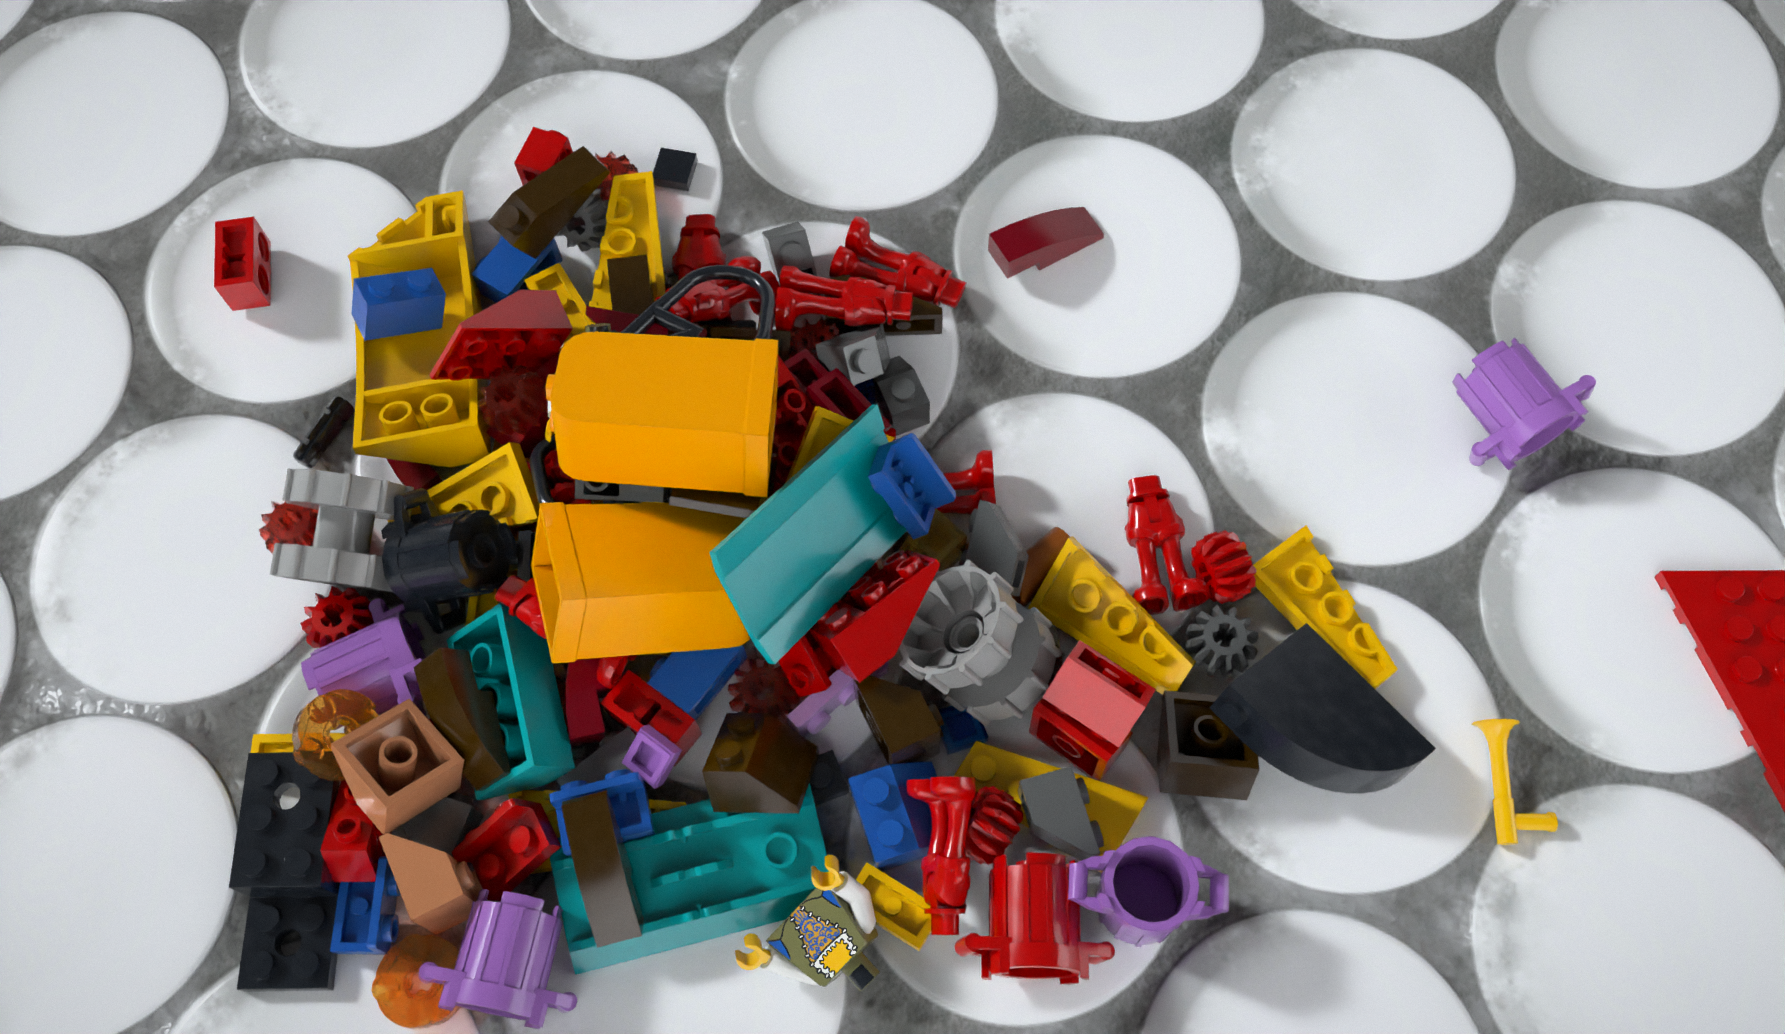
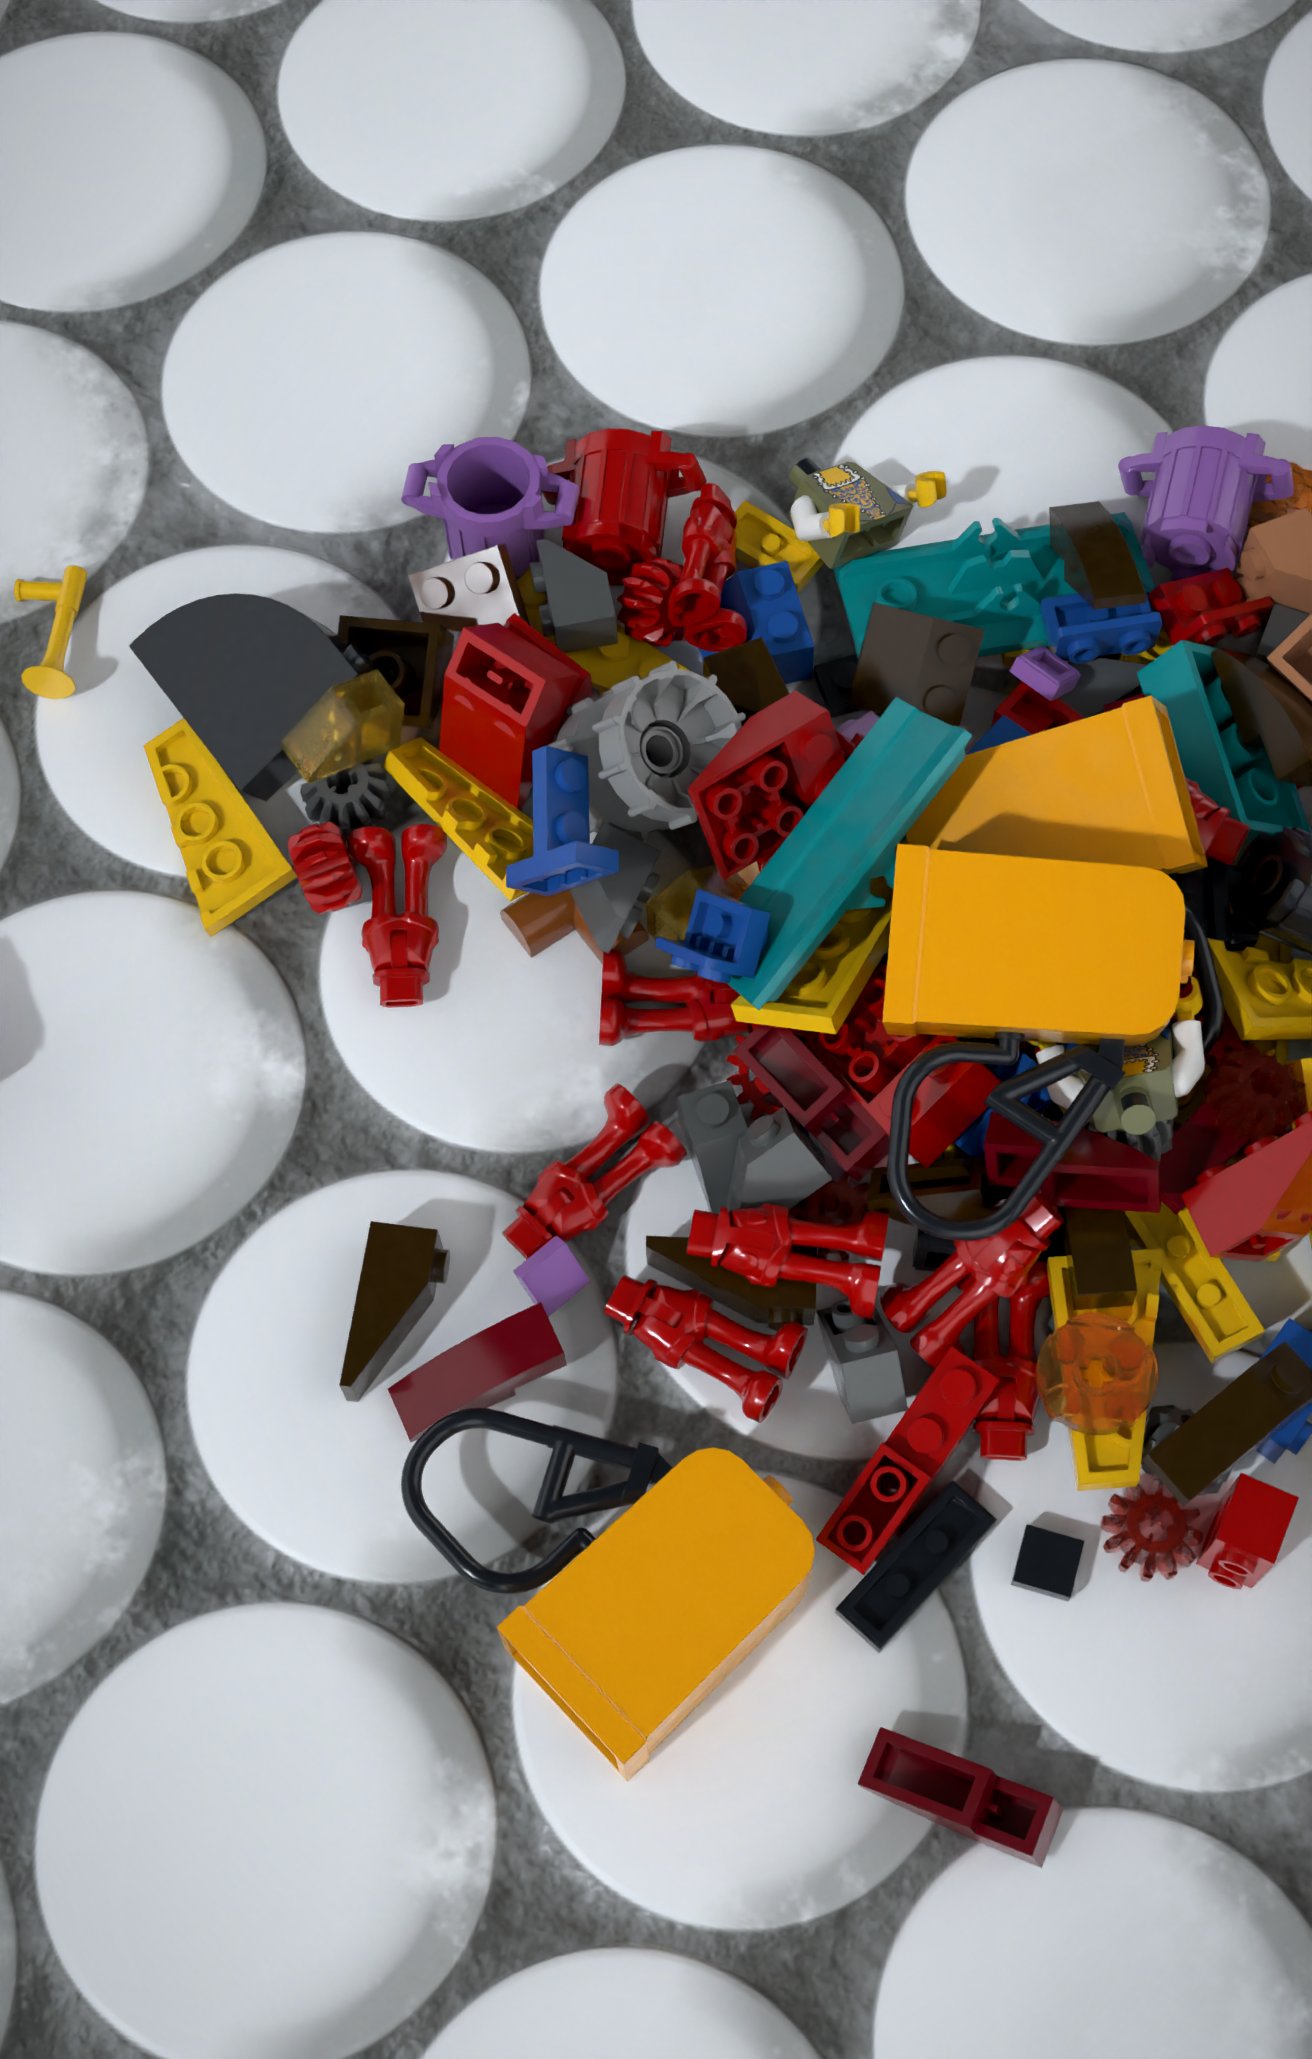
camera: 175 degrees left, 0 degrees up
(648, 239) = (1122, 1353): none -> clear orange plate
(728, 45) = (962, 1796): none -> dark red slope
(755, 163) = (915, 1566): none -> black tile
(764, 207) = (908, 1461): none -> red slope
(915, 106) = (652, 1604): none -> light orange piece
(998, 349) = (567, 1202): none -> red piece
(1005, 300) = (552, 1275): none -> medium lavender tile
(1038, 551) = (560, 828): none -> blue bracket
(1110, 282) = (391, 1297): none -> dark brown slope
(1148, 812) = (469, 591): none -> wing
(1231, 653) = (346, 727): none -> clear yellow slope

